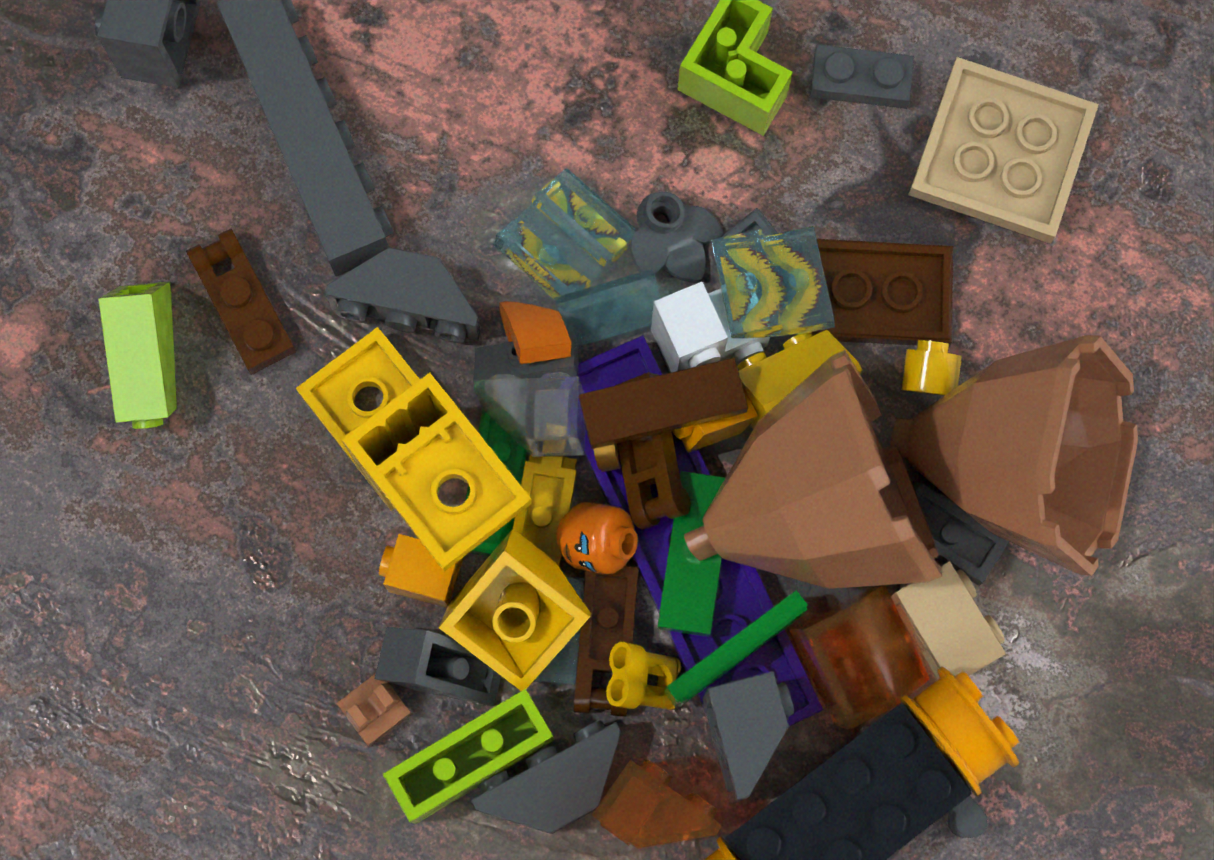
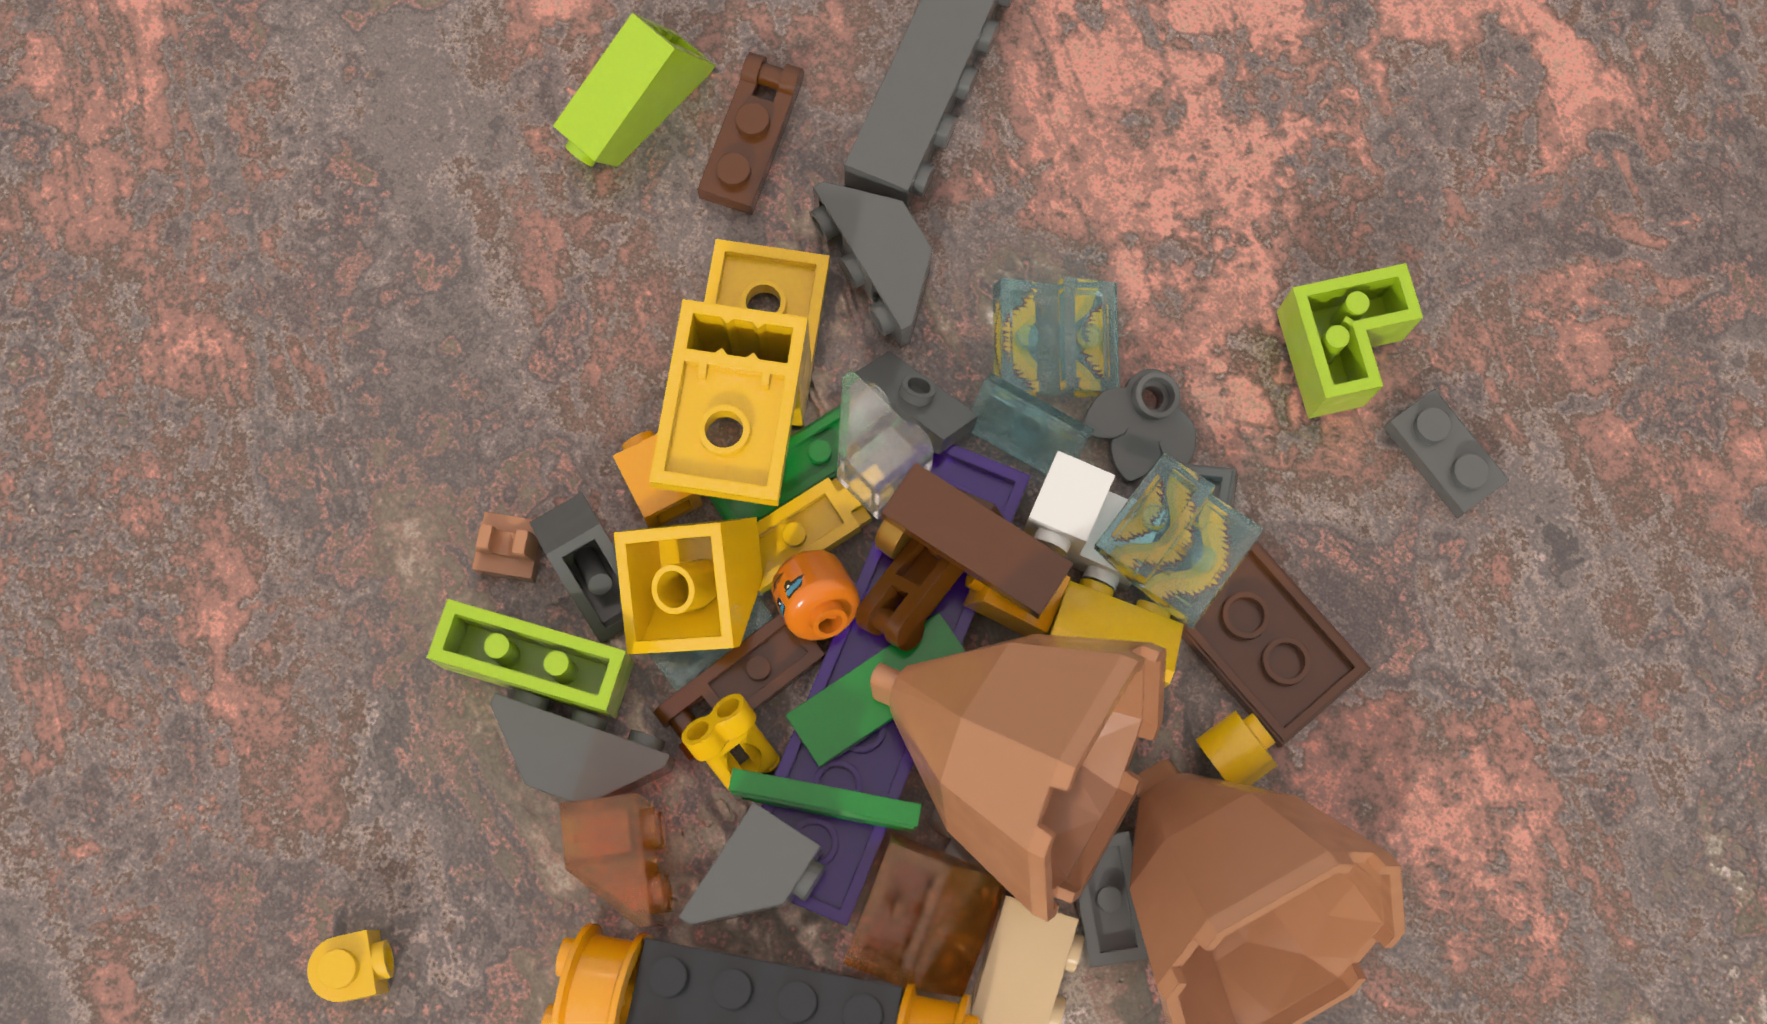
camera: 45 degrees right, 0 degrees up
(535, 332) = (945, 384): orange slope -> none
(1004, 150) = (1503, 635): tan plate -> none

